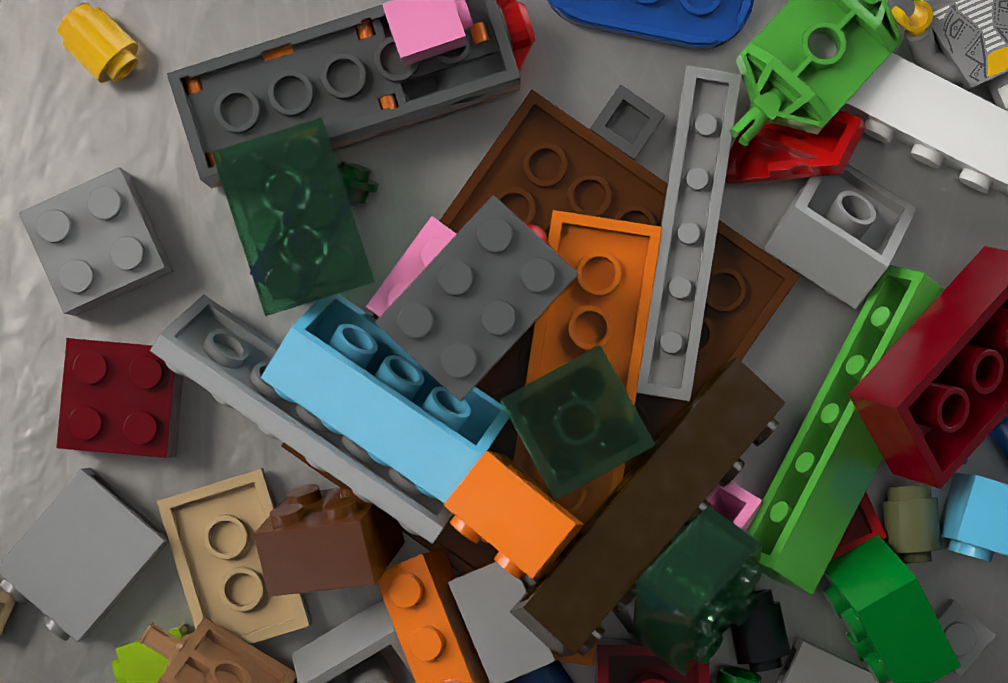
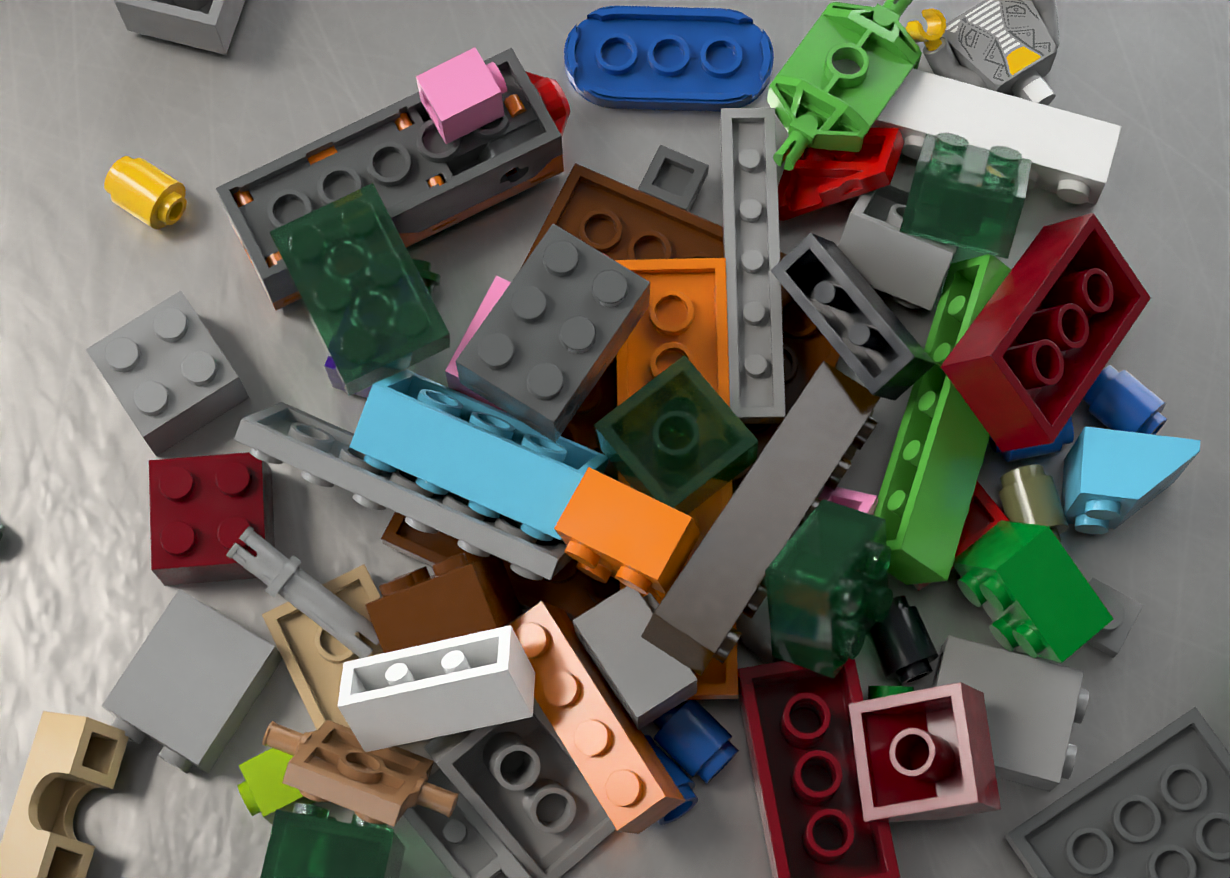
camera: 10 degrees left, 15 degrees down
(184, 483) = (304, 592): none -> light grey pin
(309, 628) = (437, 689): none -> white brick
(774, 315) = (852, 317): none -> black brick
(915, 204) = (967, 194): none -> clear green brick

